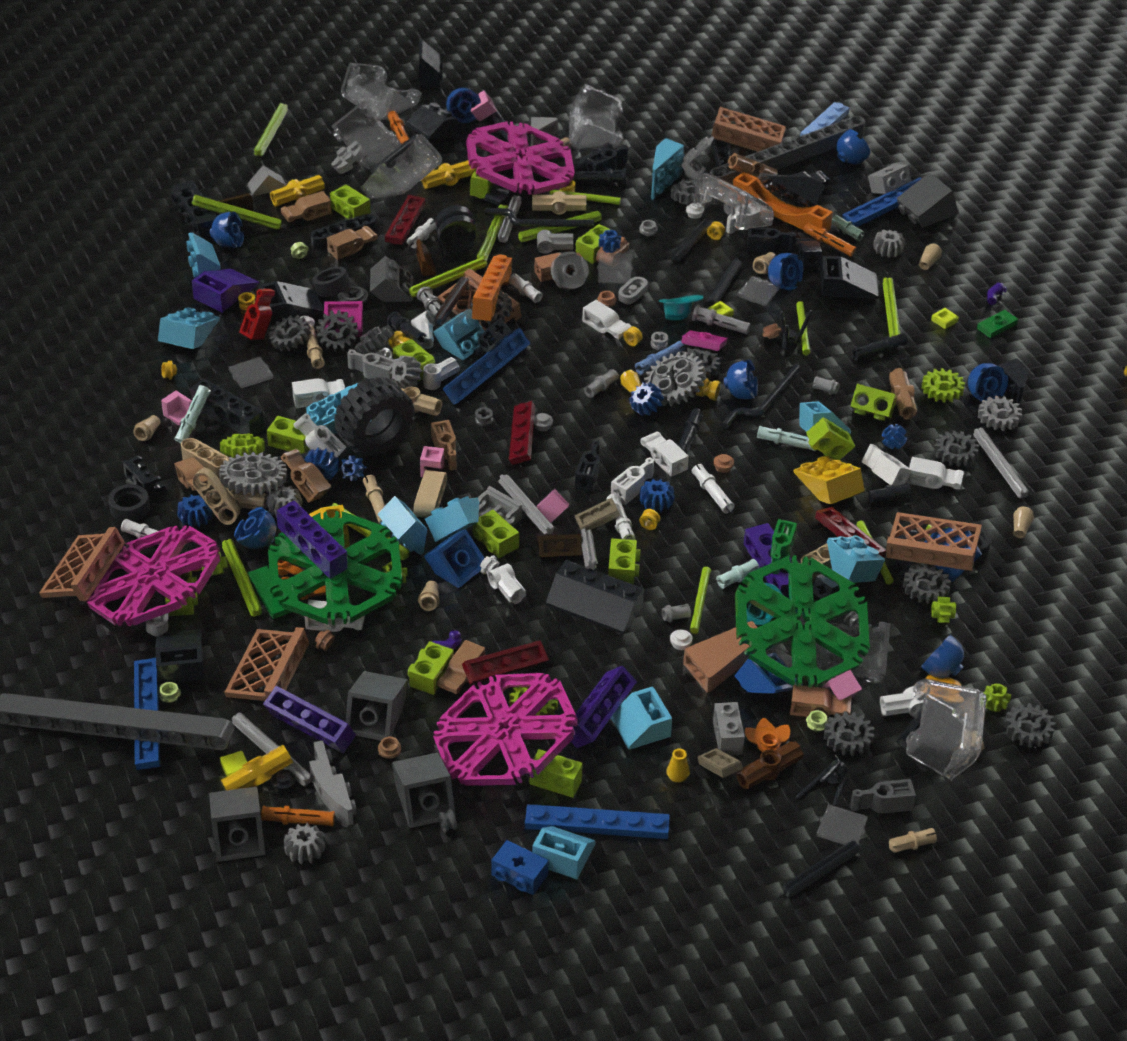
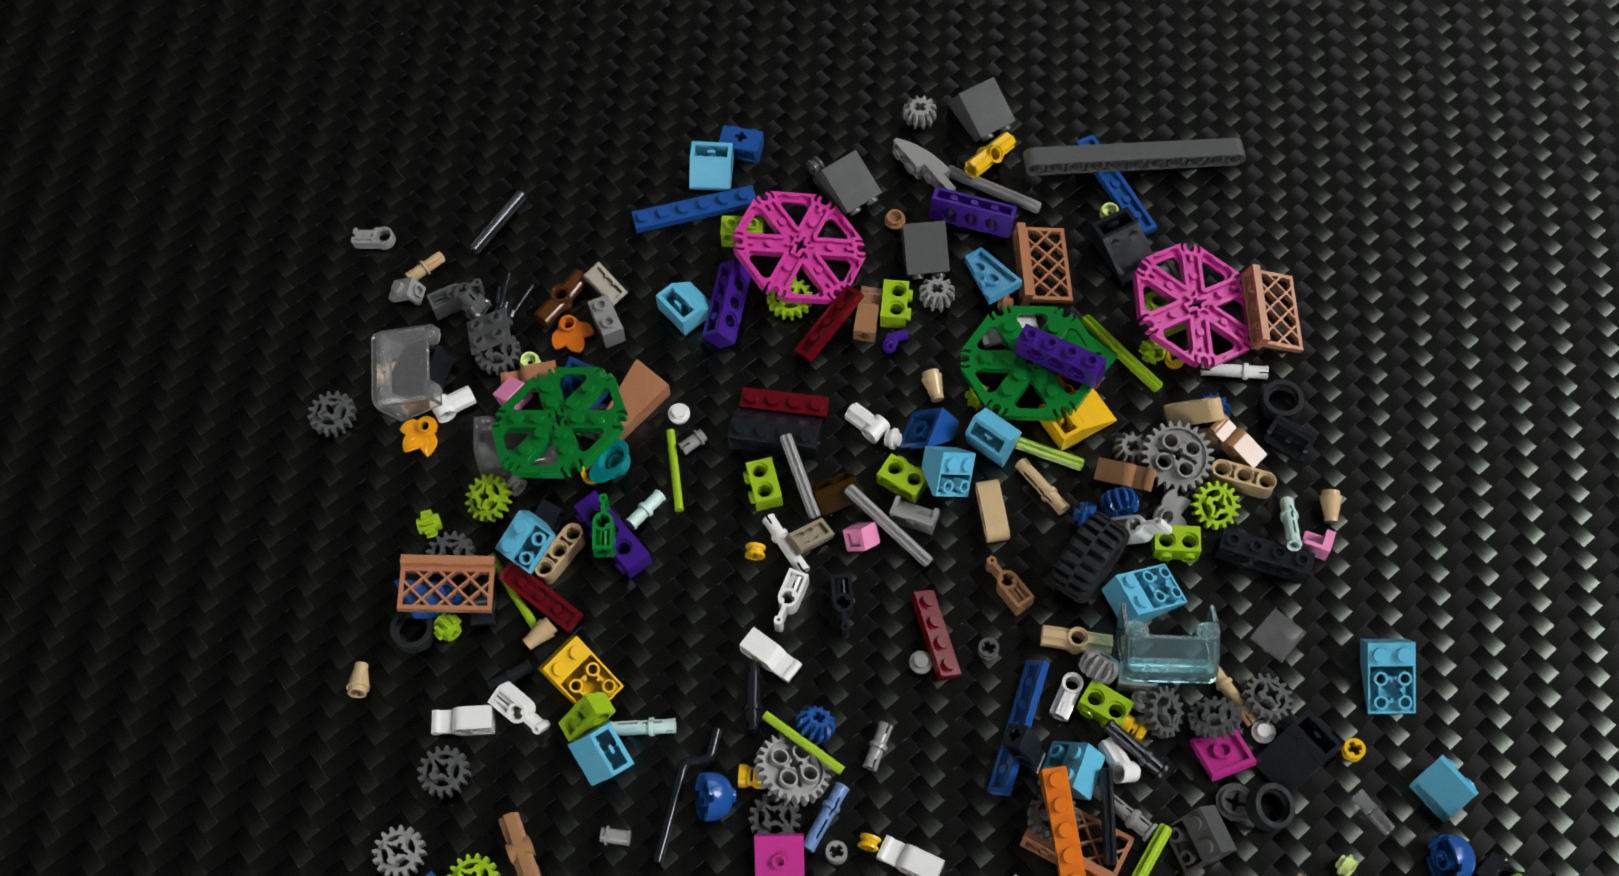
camera: 165 degrees right, 20 degrees up
(169, 370) = (1365, 599): yellow plate -> none
(221, 287) = (1391, 756): dark purple slope -> none
(233, 762) = (1014, 167): neon yellow tile -> none
(257, 530) = (1134, 395): blue cylinder -> none
(258, 315) = (1312, 695): red piece -> none
(259, 269) = (1373, 812): none -> clear axle
(287, 446) = (1171, 508): none -> light grey plate
(302, 816) = (945, 134): orange pin -> none
(314, 390) = (1184, 618): white piece -> none
(324, 659) = (991, 275): none -> dark azure wing
(369, 357) = (1168, 656): none -> clear light blue windscreen
(386, 663) = (936, 293): none -> light grey gear
(431, 458) = (1010, 550): bright pink panel -> none
(576, 623) = (784, 402): none -> dark red plate
(630, 380) = (842, 755): yellow cone -> none
(657, 495) = (761, 592): blue gear -> none
(664, 388) = (803, 742): none -> lime bar
(678, 766) = (640, 271): yellow cone -> none
(709, 483) = (709, 626): white pin -> none
(723, 463) = (701, 665): nougat plate -> none
(841, 825) = (489, 268): clear piece -> none
(854, 743) = (489, 330): none -> dark grey hinge
(857, 512) = (541, 632): none -> tan cone
(866, 775) = (473, 303): none -> dark grey connector
(875, 397) = (550, 812): lime brick -> none
(884, 610) = (488, 498): none -> lime gear
(894, 436) = (517, 764): blue gear -> none
(938, 819) = (407, 289): none -> light grey bracket
(945, 659) = (422, 458): blue cylinder -> none
(972, 888) = (370, 238): none -> light grey piece
(996, 697) = (366, 435): lime gear -> none
(1000, 462) = (392, 773): light grey axle -> none

